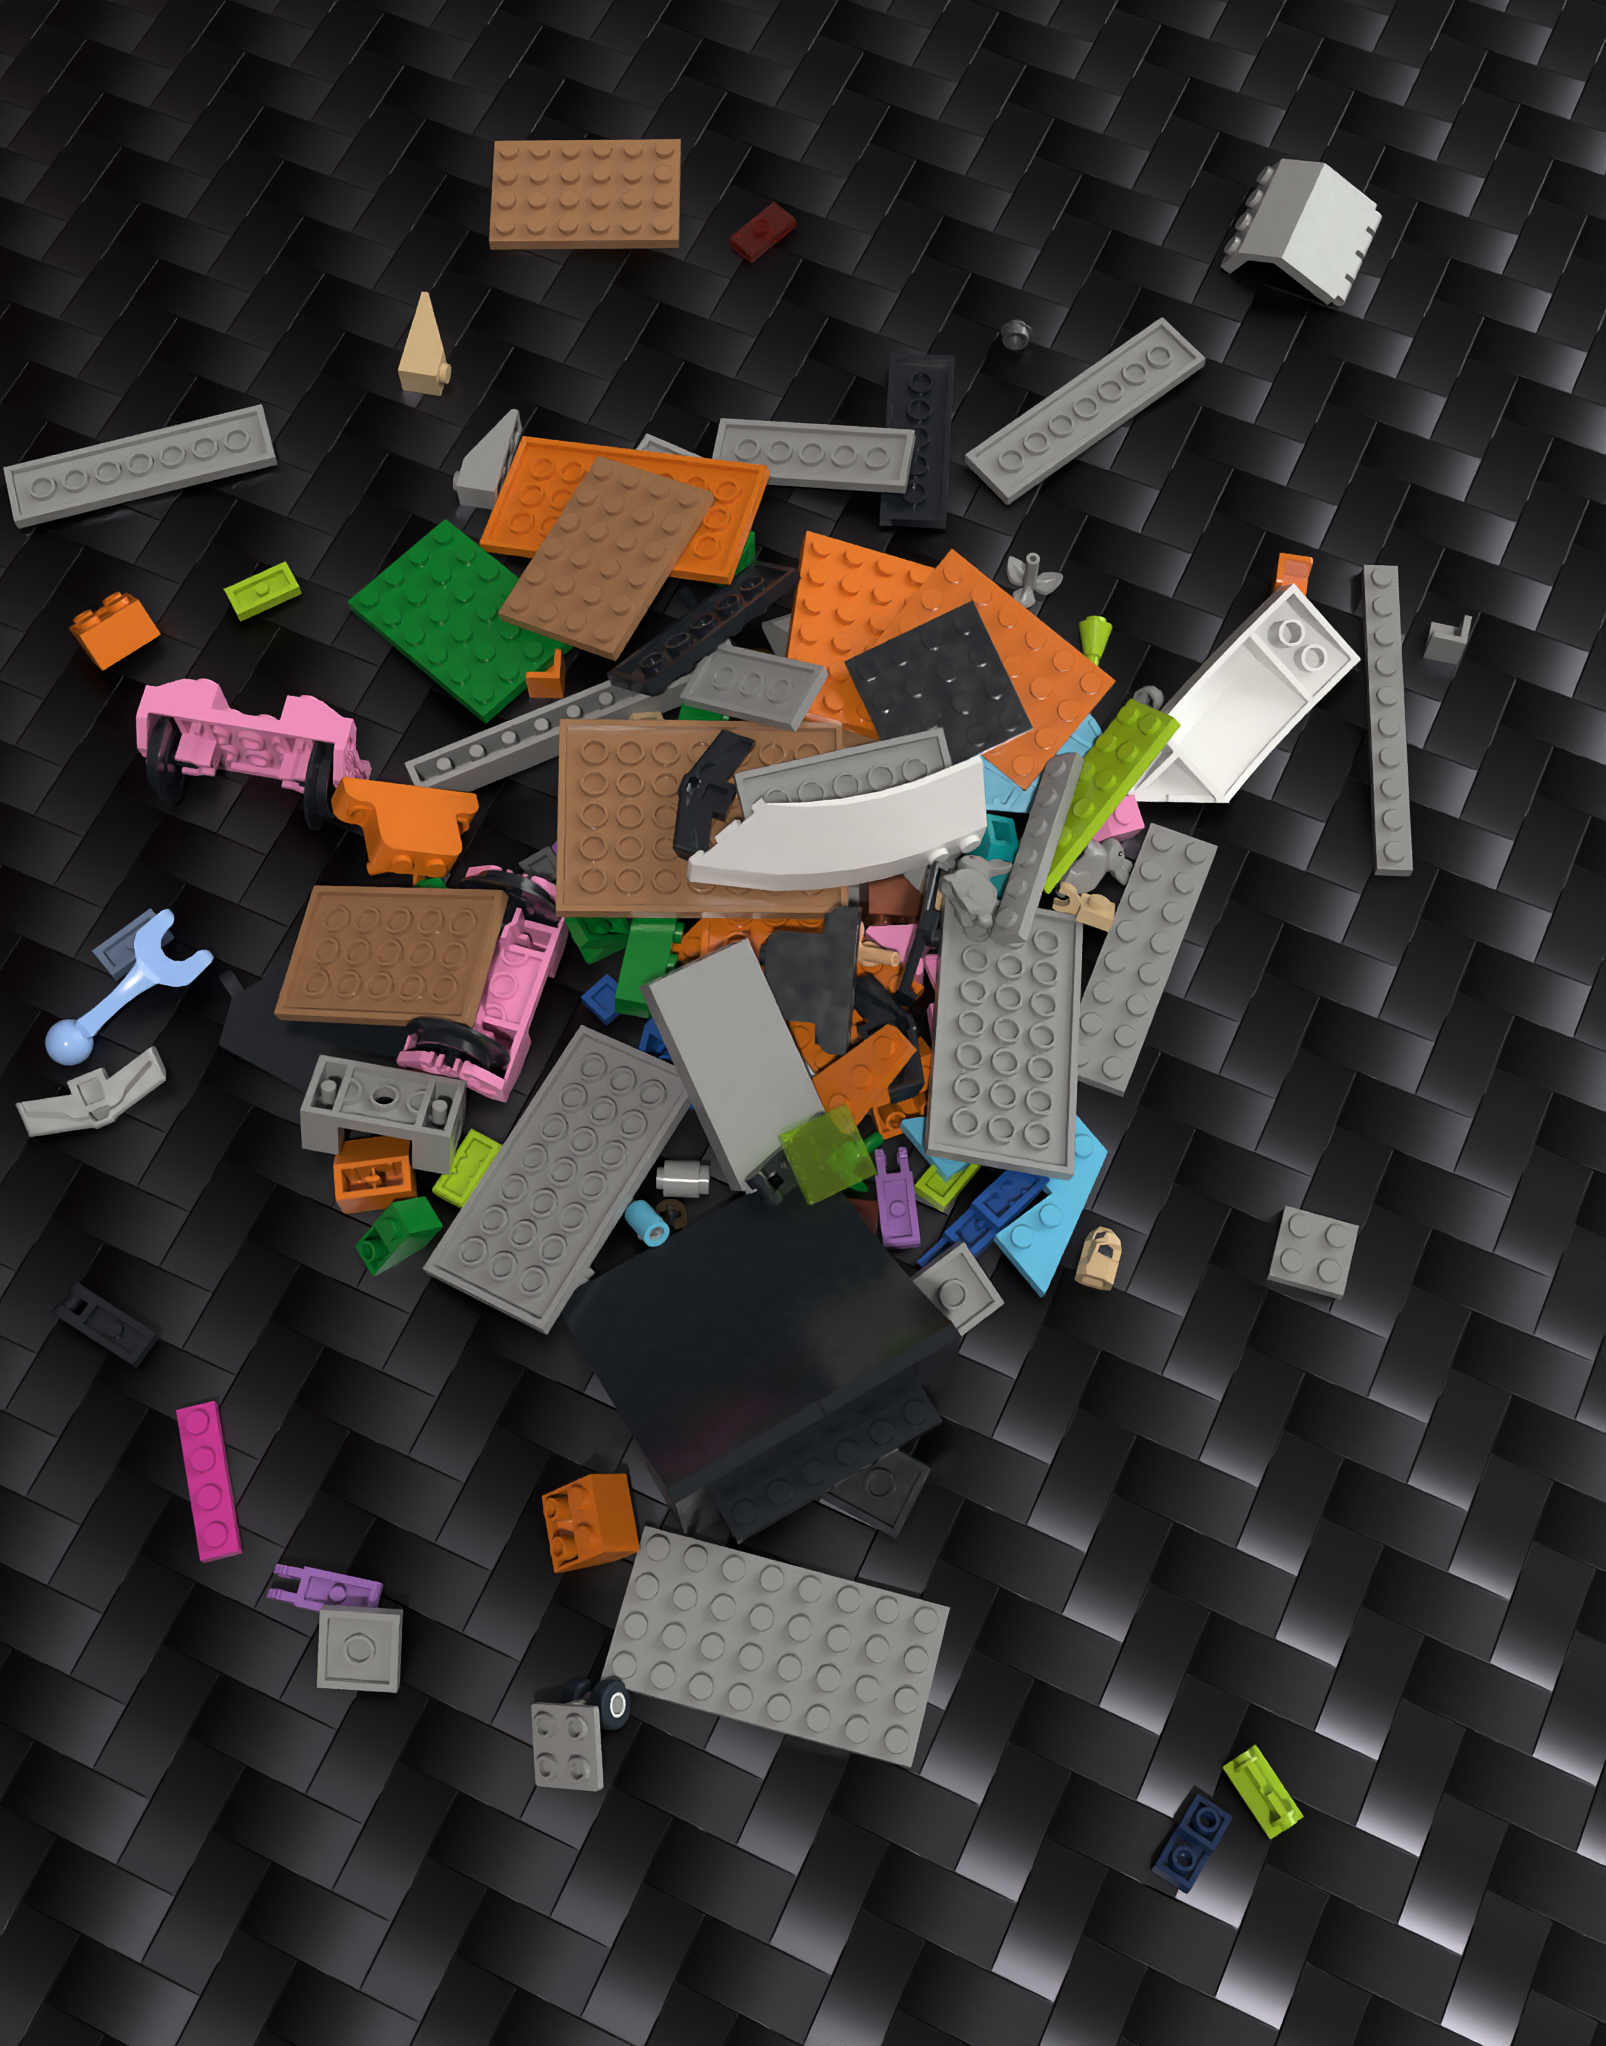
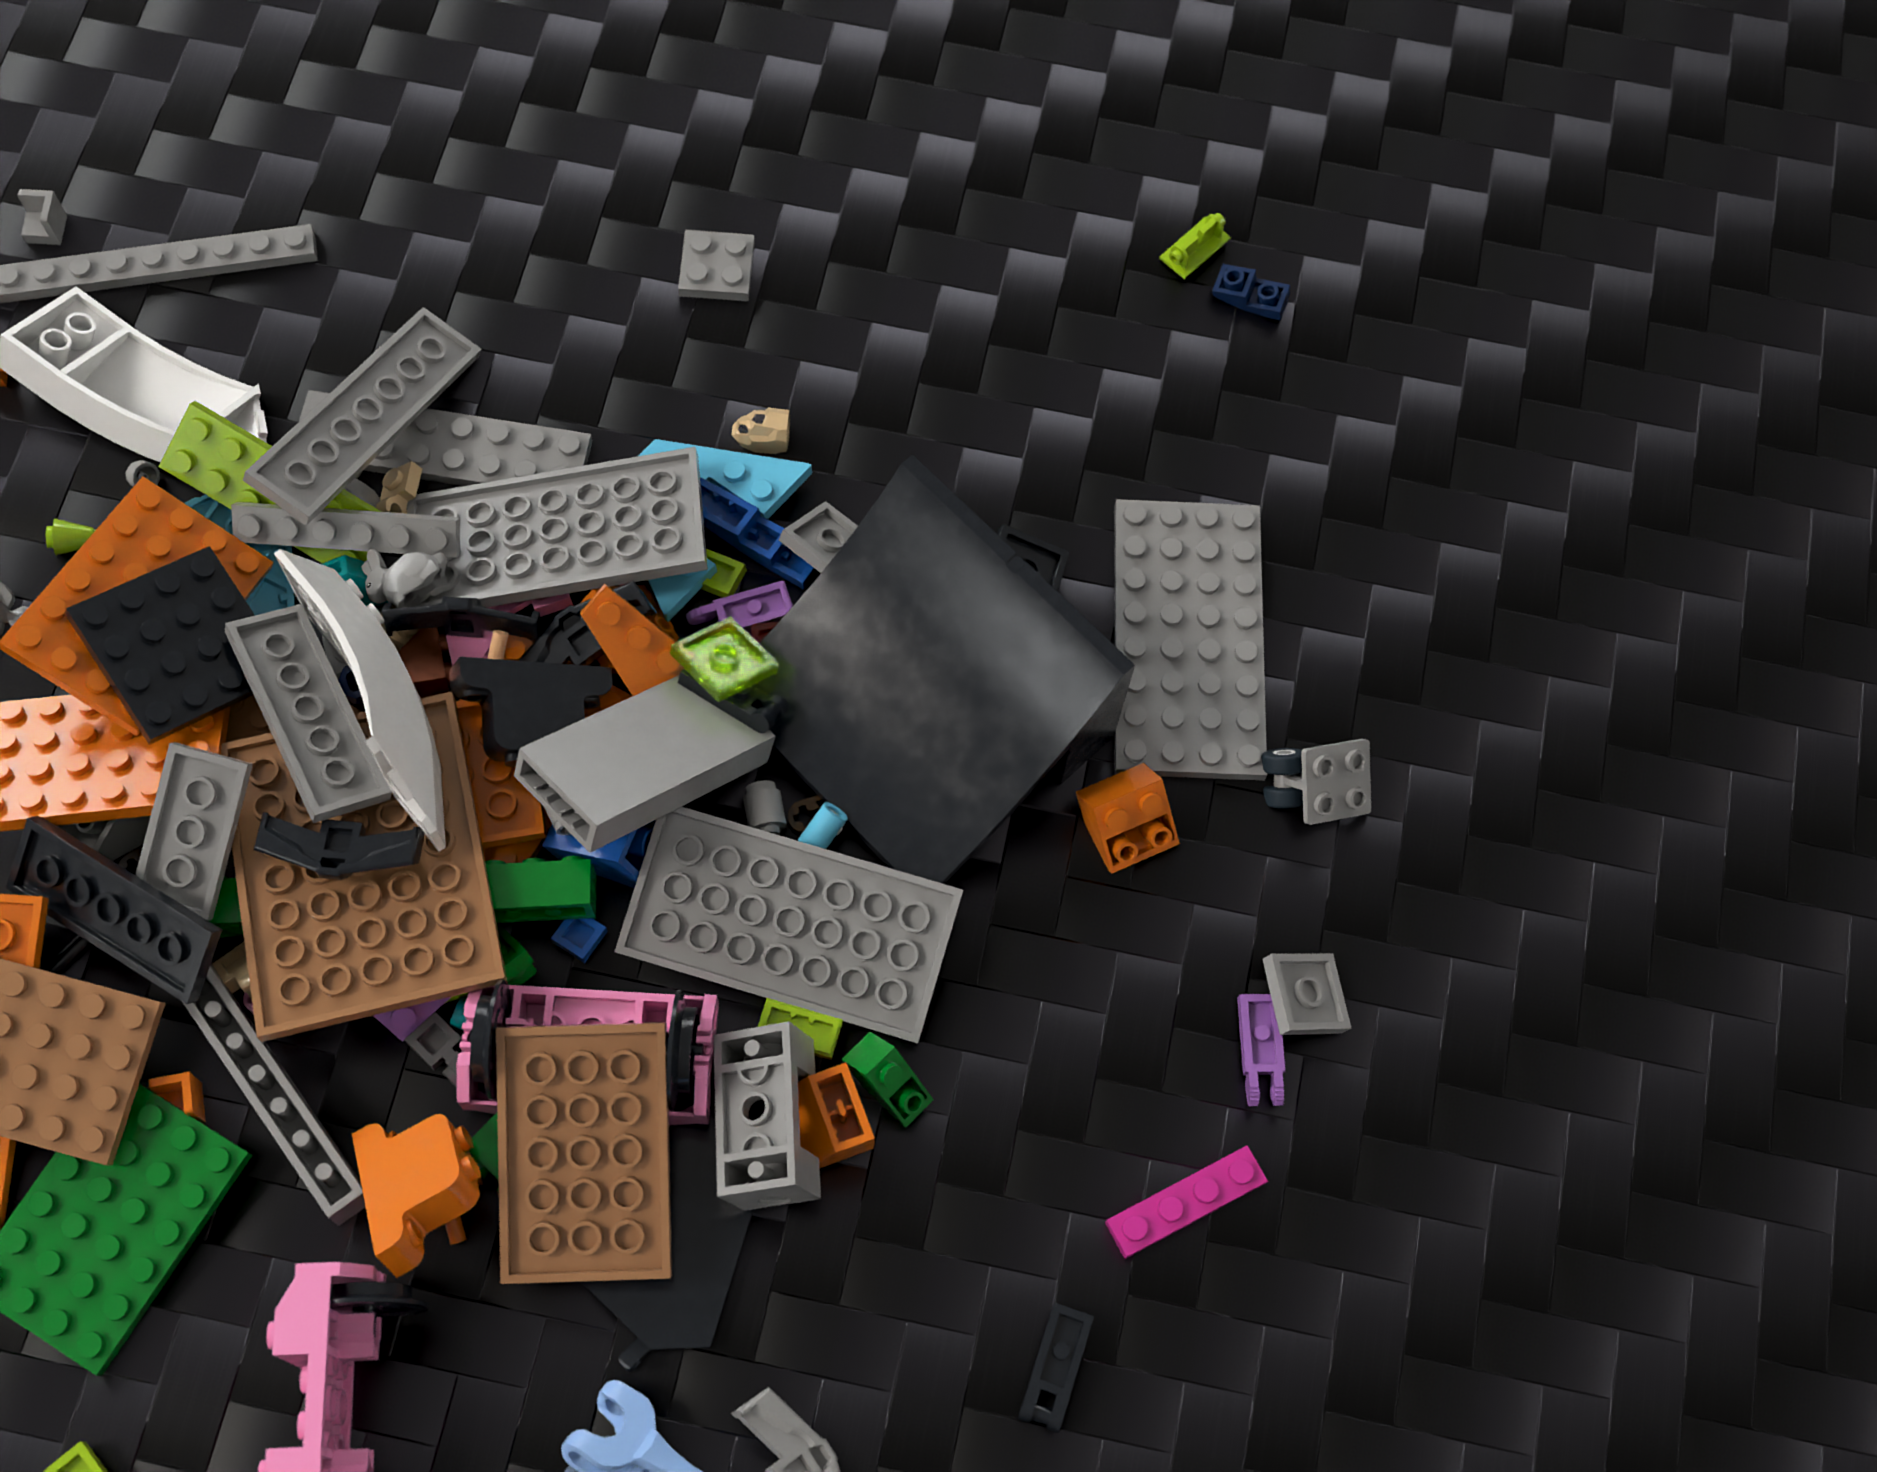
camera: 110 degrees left, 0 degrees up
(1161, 879) = (362, 416): none -> light grey plate

